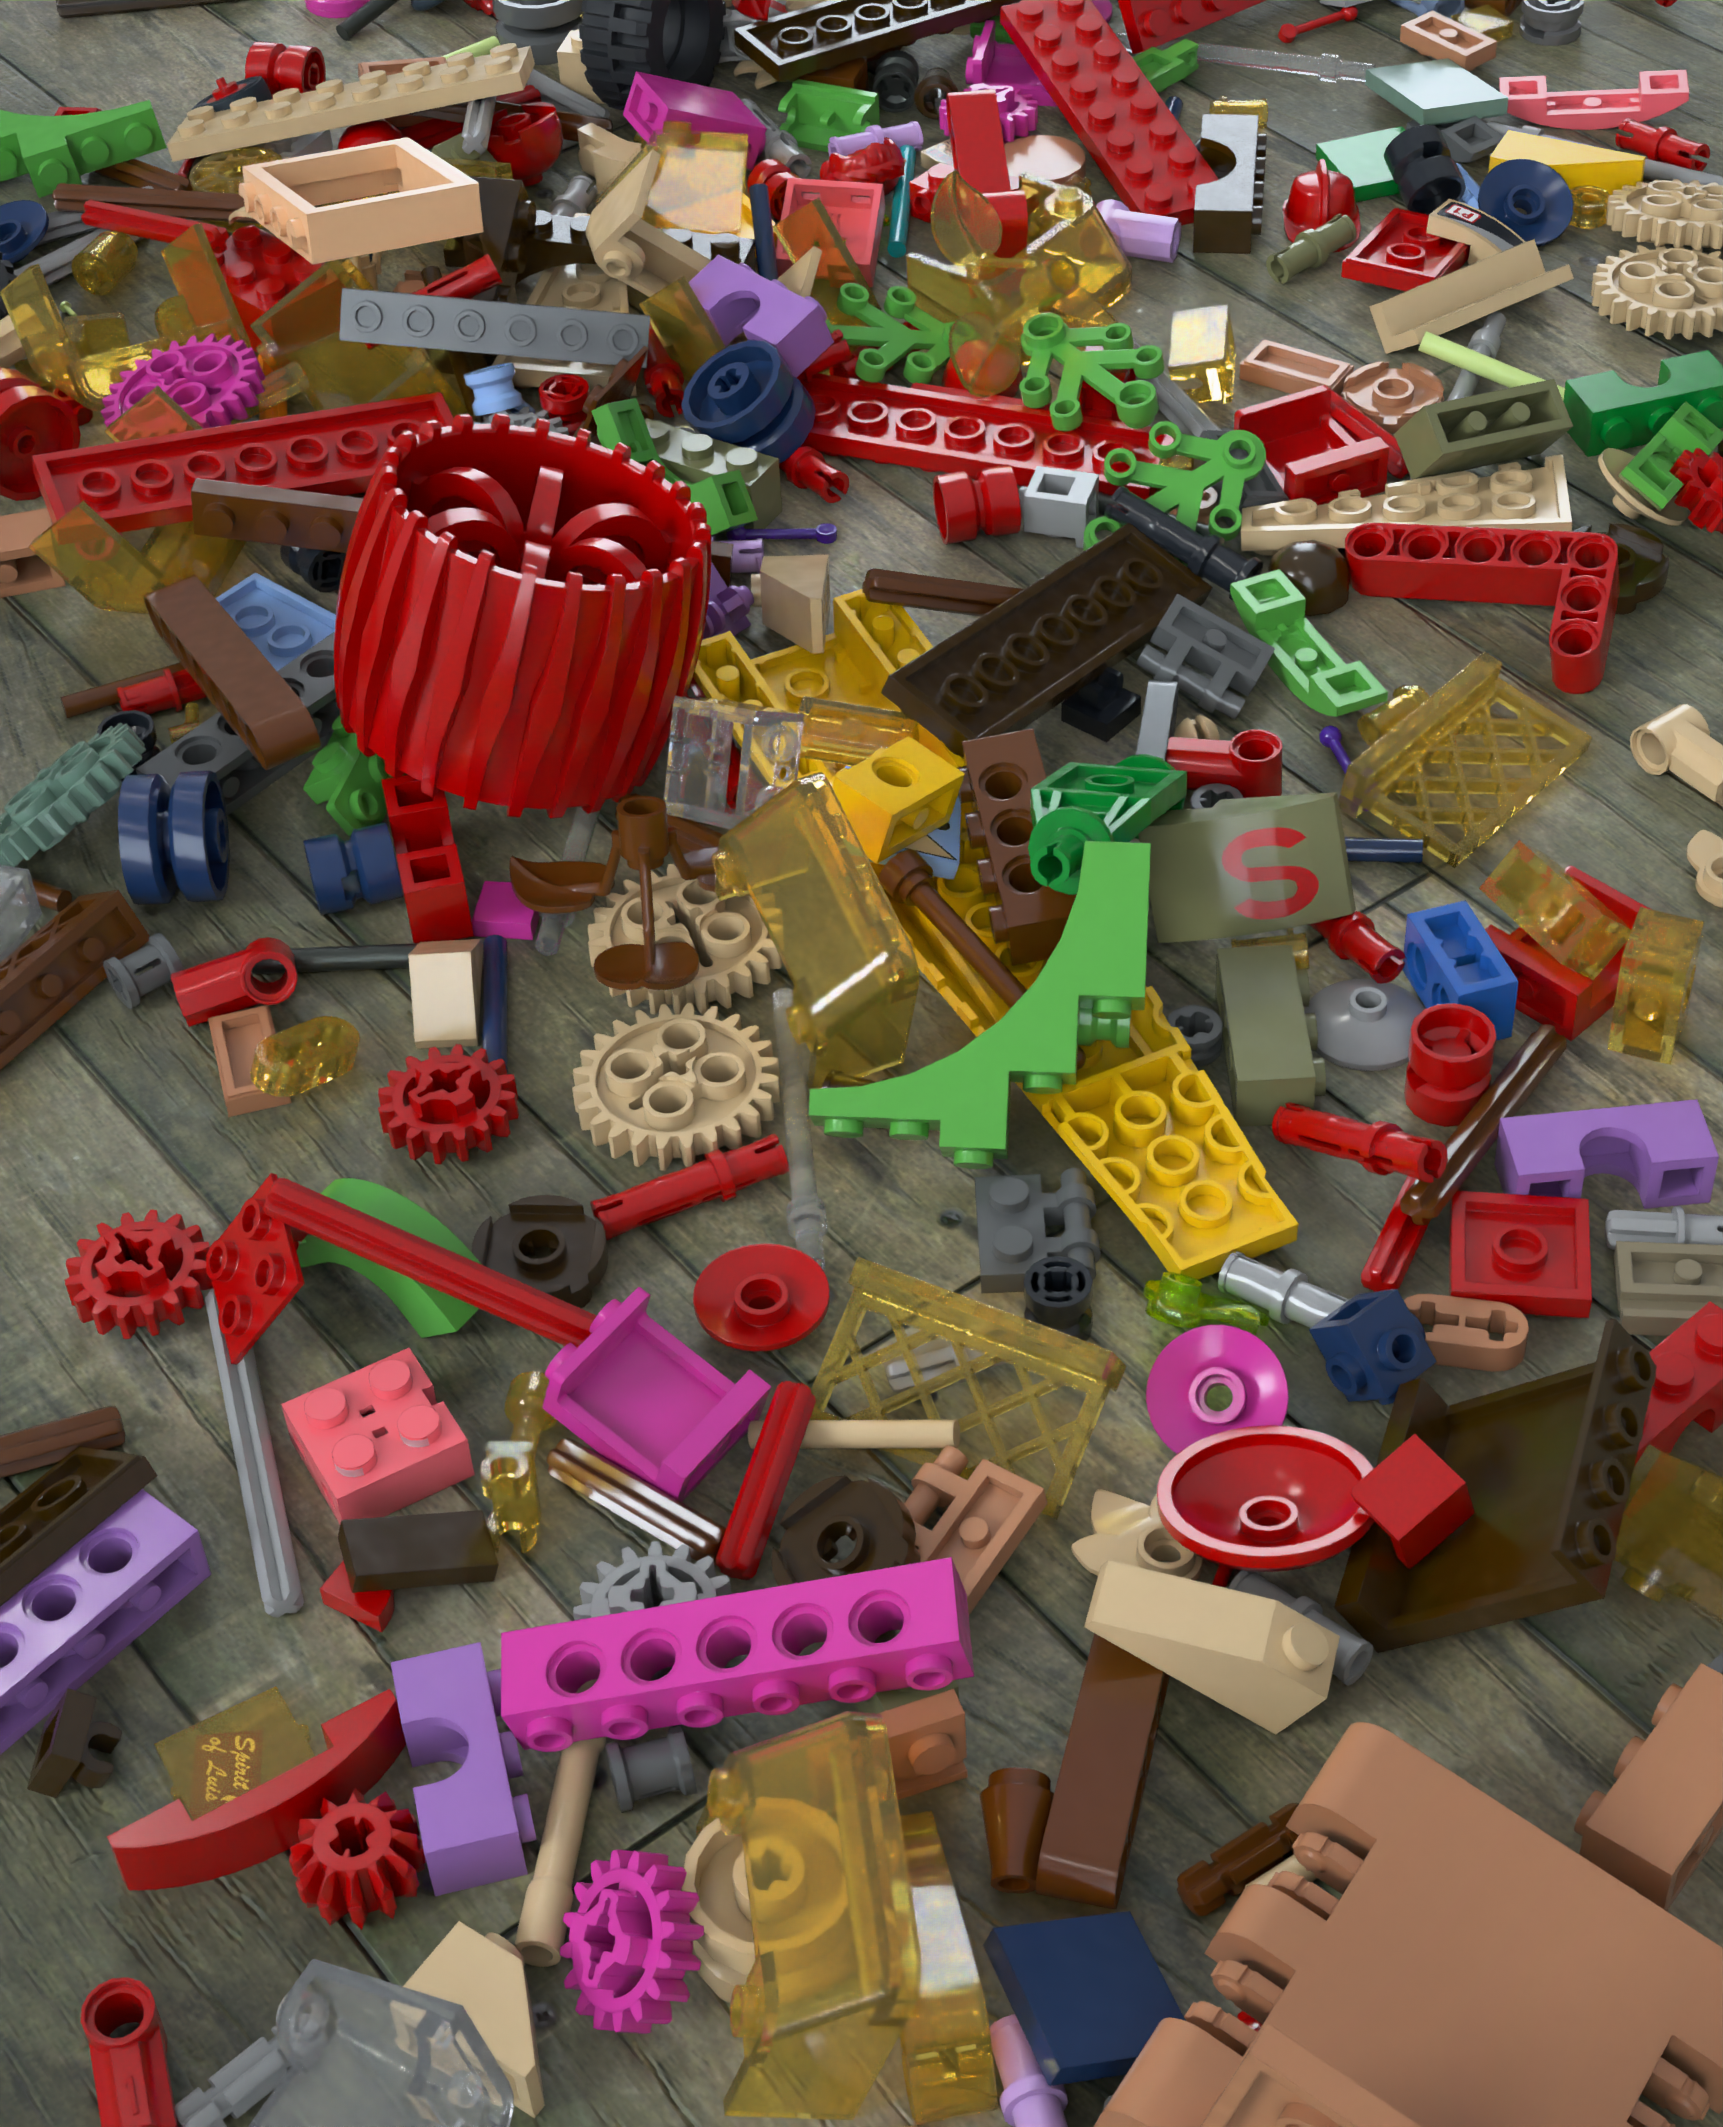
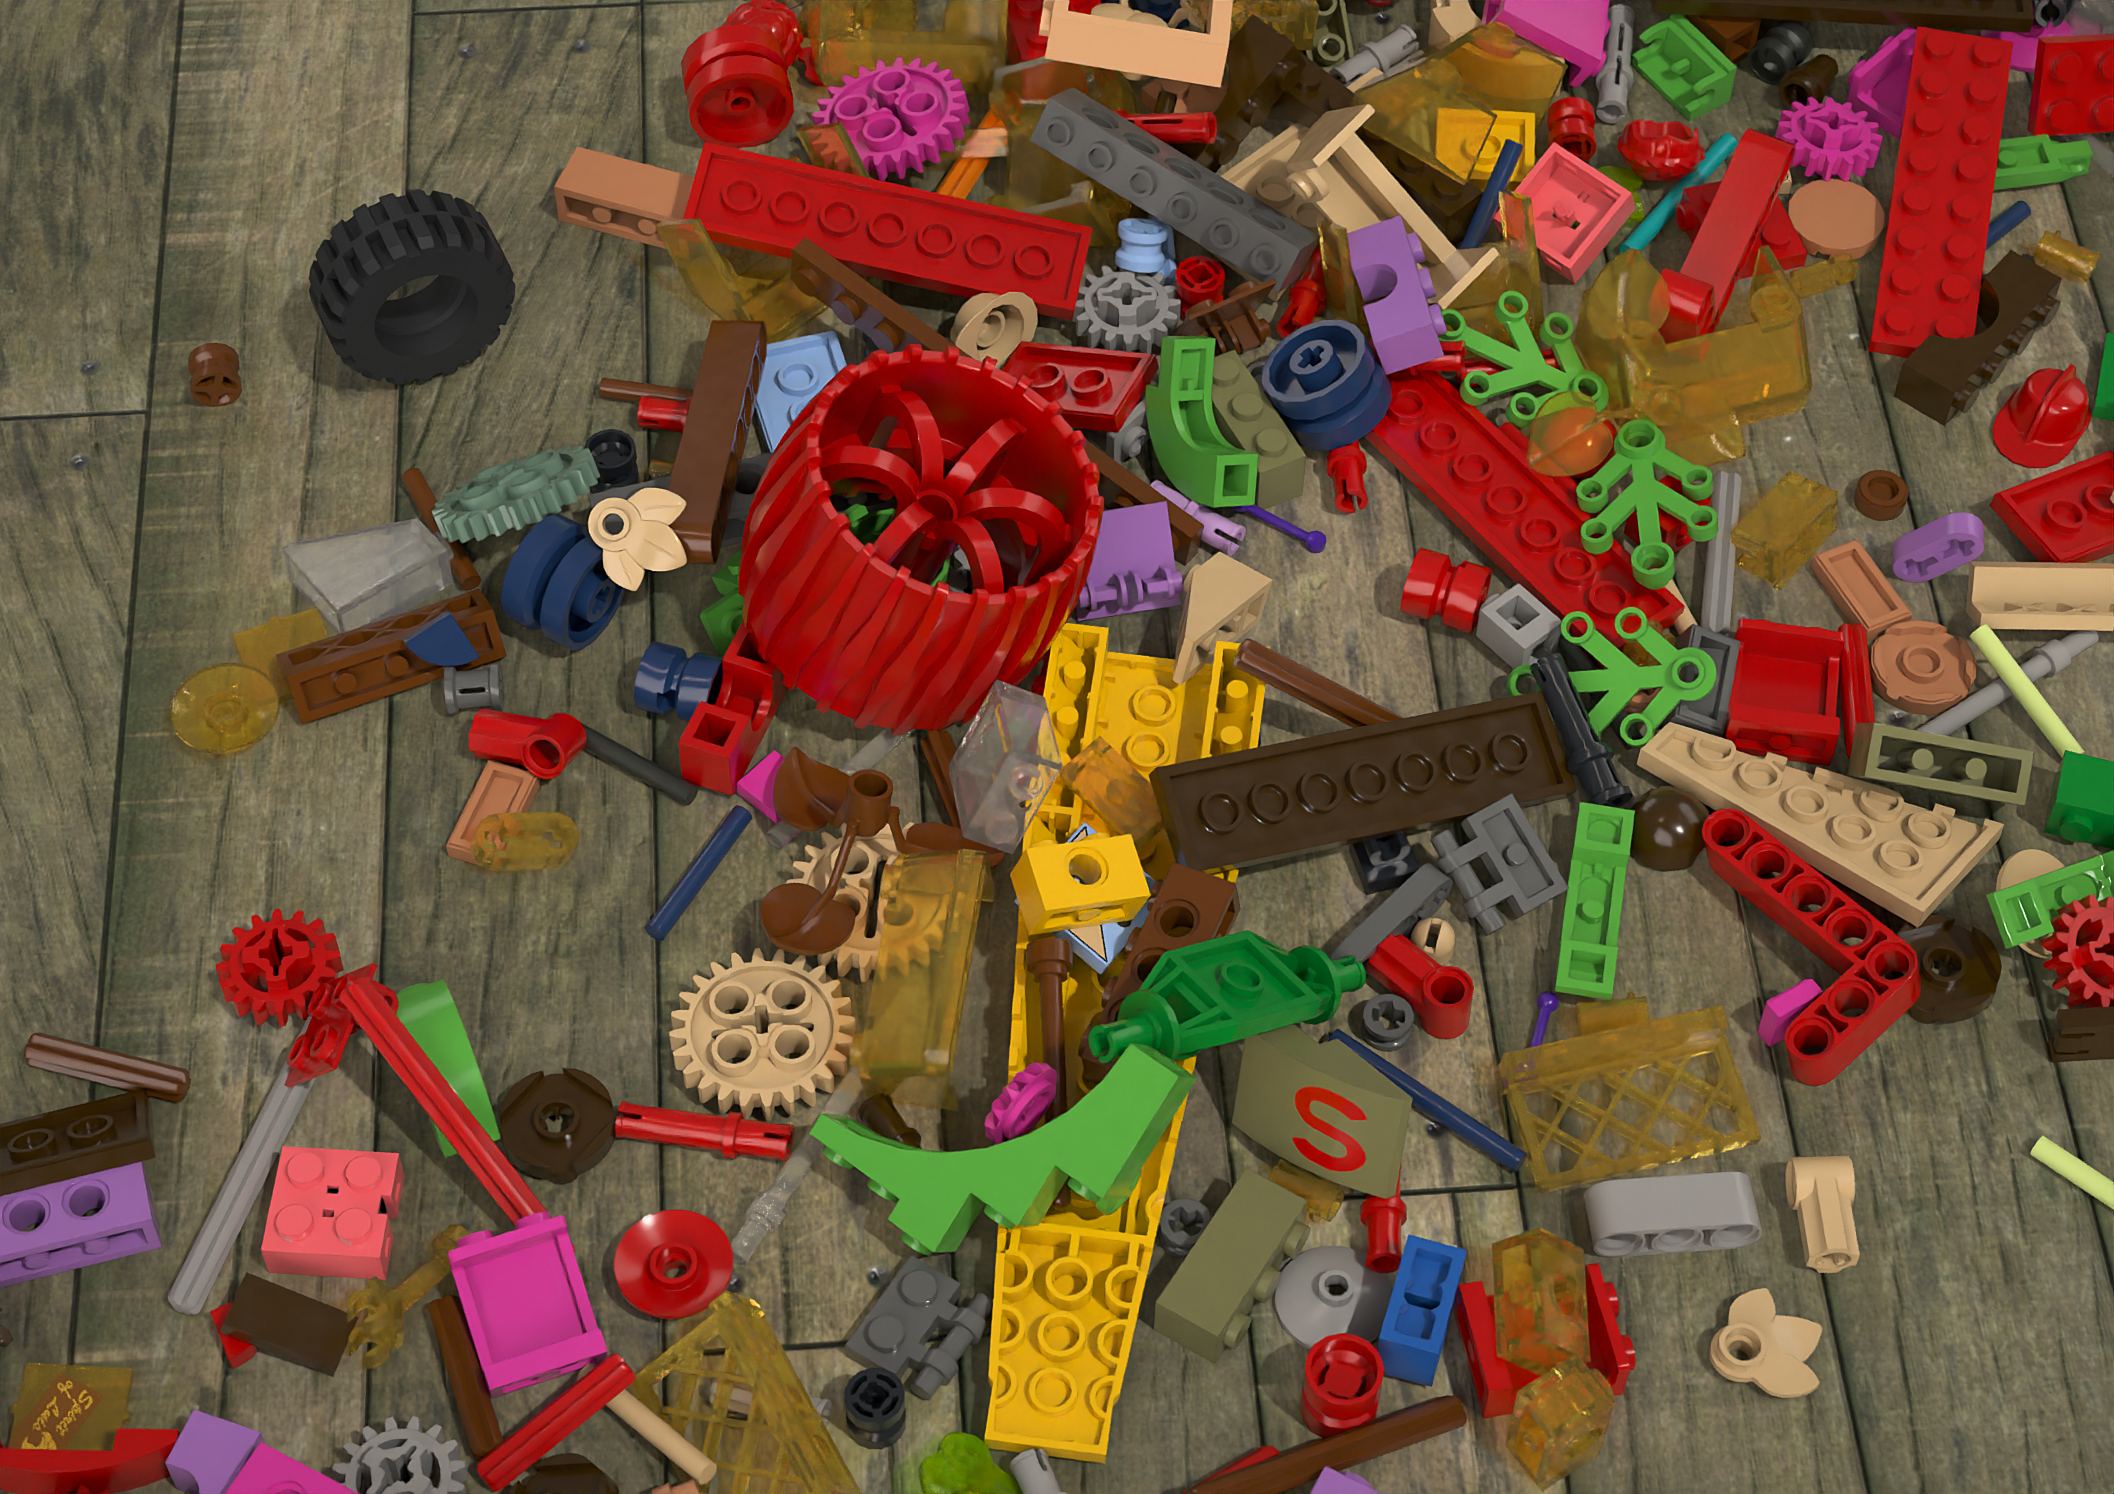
camera: 30 degrees right, 10 degrees up
(88, 936) = (441, 642): none -> dark blue tile
(245, 743) = (645, 538): none -> tan plate
(446, 992) = (668, 837): tan slope -> none
(448, 1104) = (591, 948): red gear -> none
(900, 134) = (1704, 116): lavender pin -> none
(990, 982) = (1021, 1103): none -> dark pink gear
(1141, 233) = (1837, 347): lavender piece -> none
(1251, 309) = (1881, 495): none -> reddish brown tile
(1311, 248) = (1992, 456): olive pin -> none
(1336, 308) = (1938, 547): none -> medium lavender beam
(1378, 1147) = (1207, 1429): red pin -> none
(1530, 643) = (1784, 1008): none -> dark pink tile
(1585, 812) = (1672, 1214): none -> light grey beam

